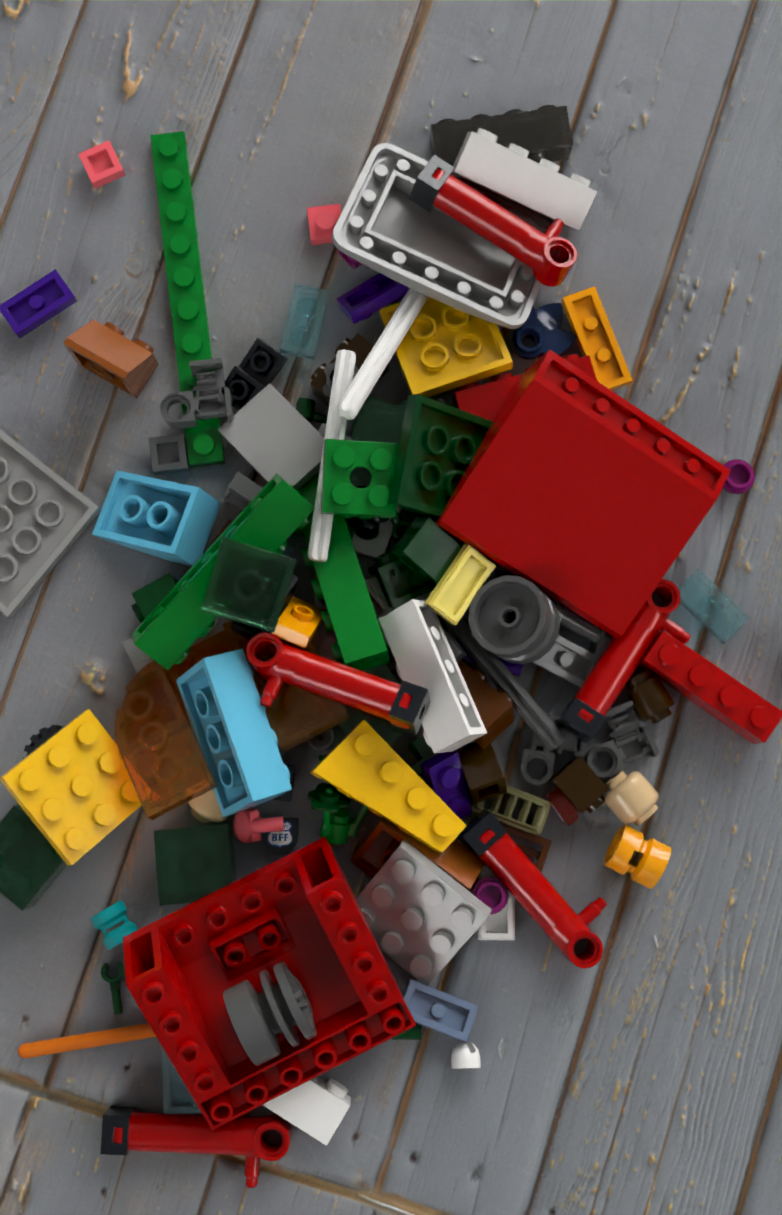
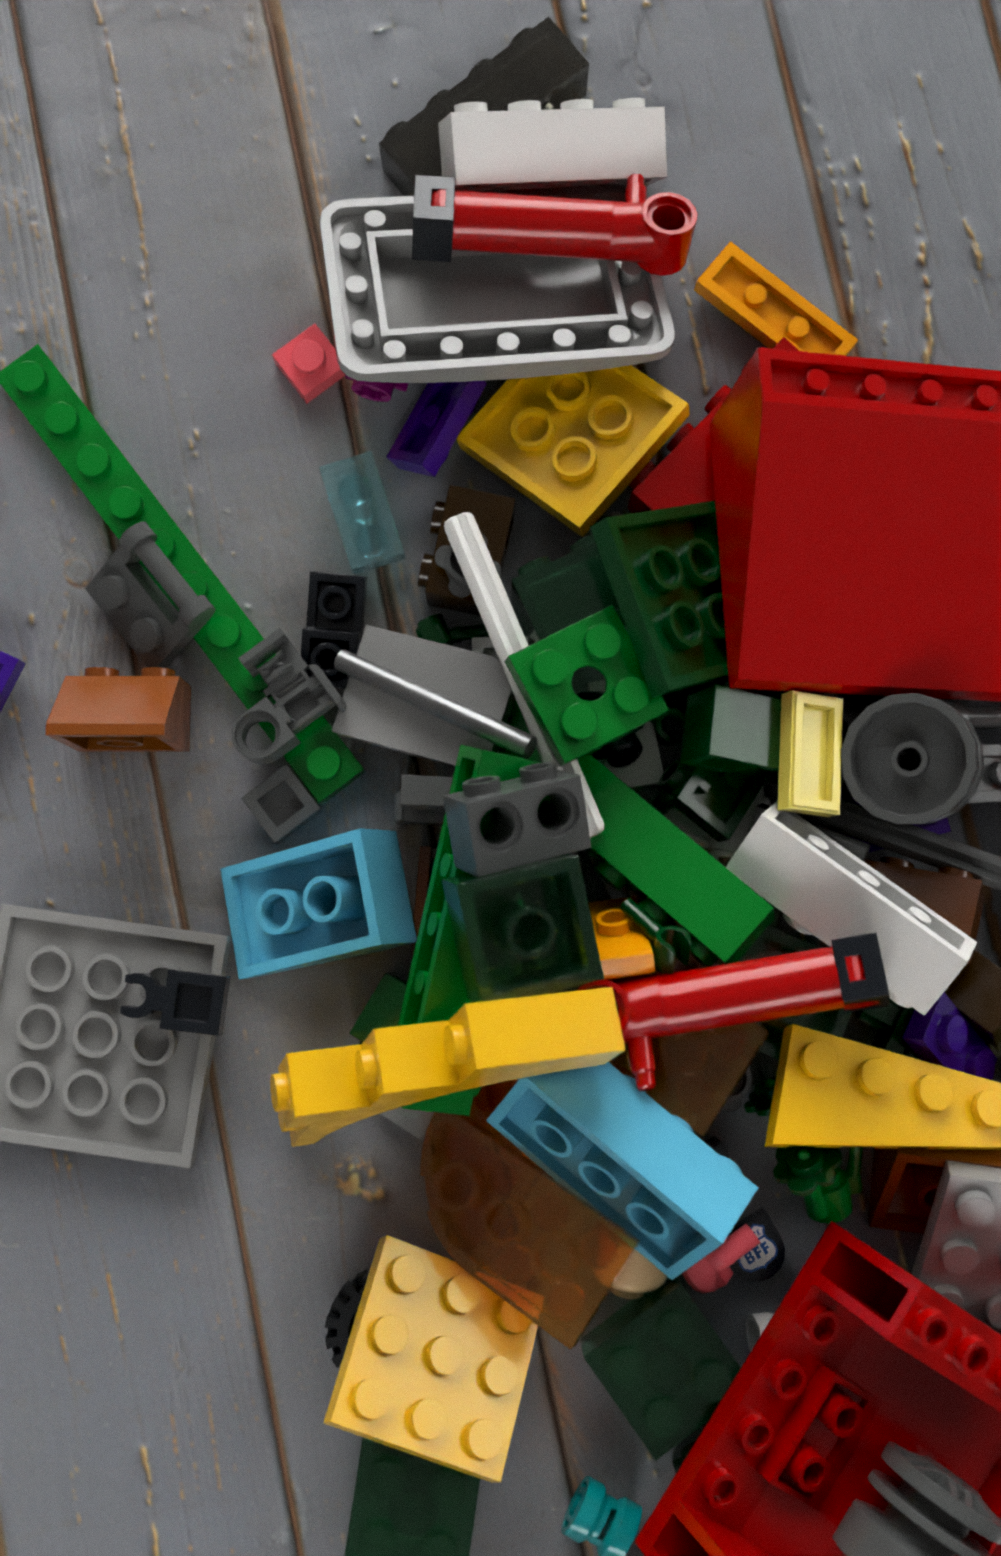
camera: 25 degrees left, 0 degrees up
(55, 527) = (187, 1002): none -> black plate
(148, 618) = (423, 1061): none -> yellow arch
(155, 304) = (140, 607): none -> dark grey plate
(274, 534) = (517, 833): none -> dark grey brick
(278, 444) = (436, 704): none -> flat silver bar
(322, 637) = (668, 941): none -> dark green hand
(380, 354) = (505, 496): white axle -> none
(544, 330) = (698, 346): dark blue plate -> none

